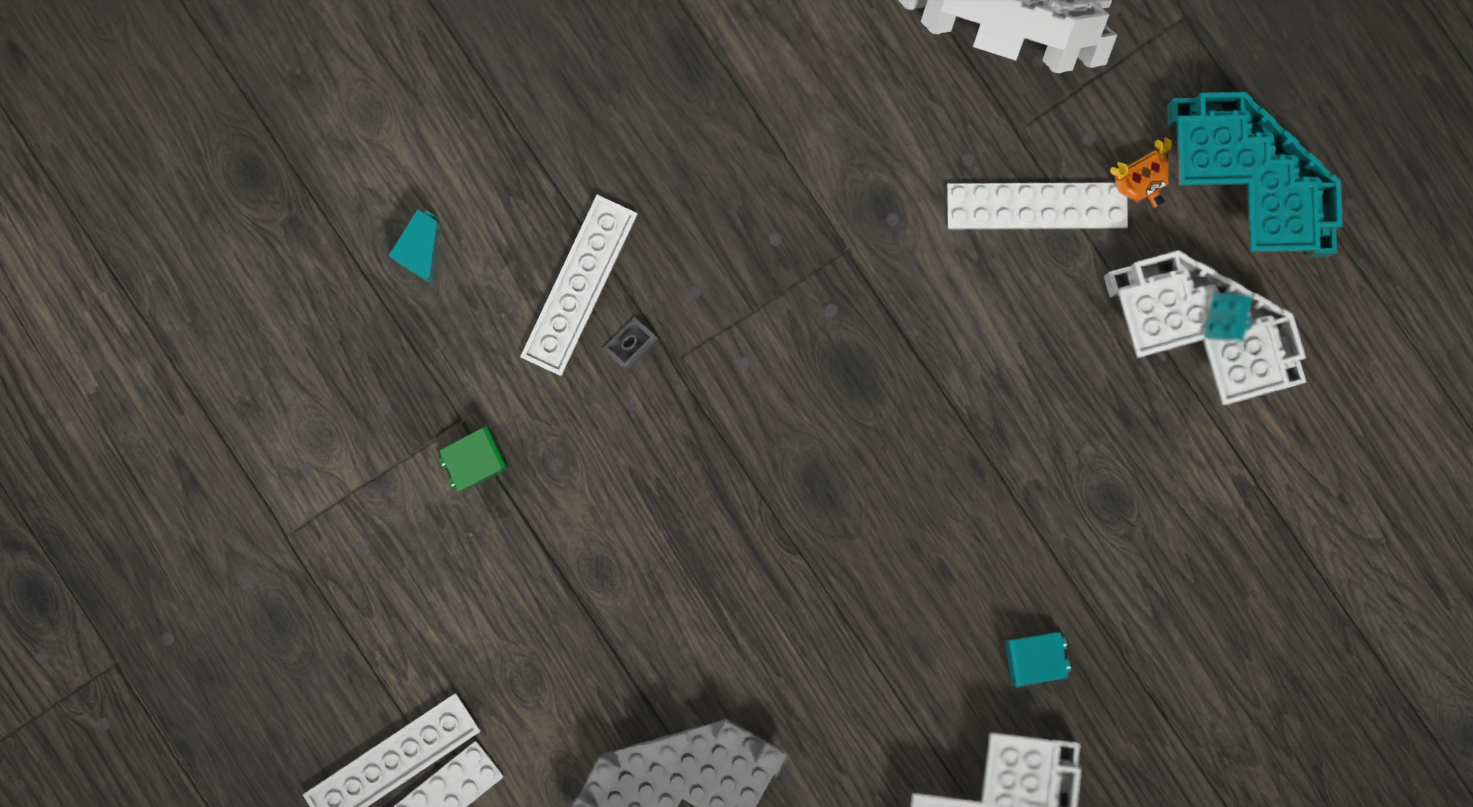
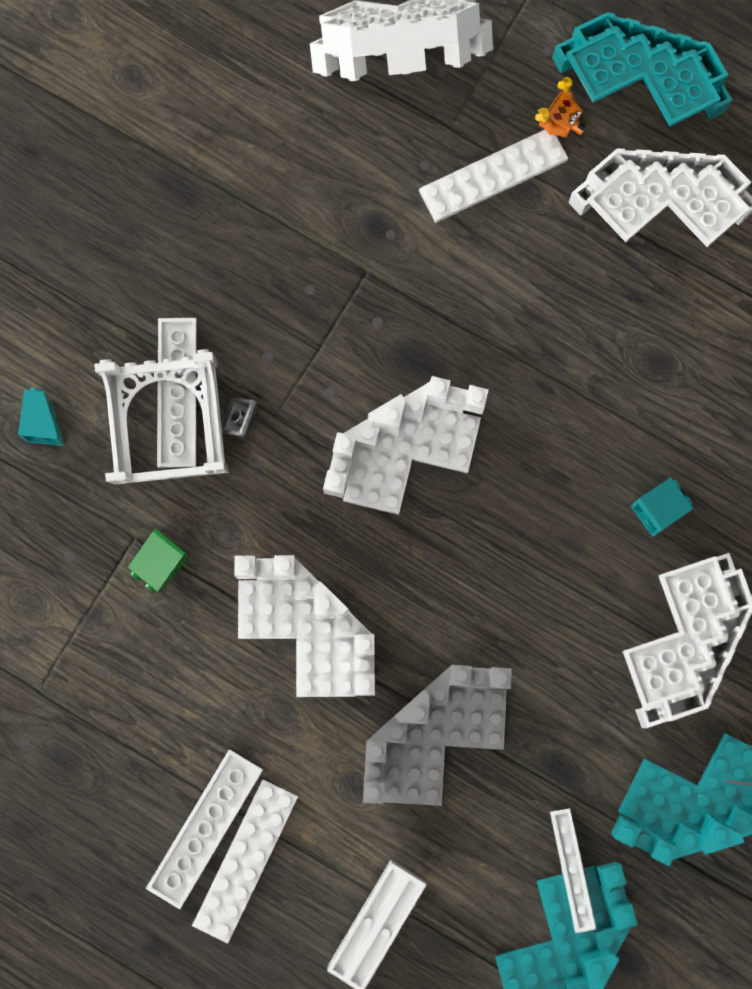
camera: 25 degrees left, 5 degrees down
(516, 245) = (113, 376): none -> white arch
(614, 635) = (290, 603): none -> white brick
(820, 448) = (419, 427): none -> white brick
(1228, 317) = (680, 176): teal plate -> none

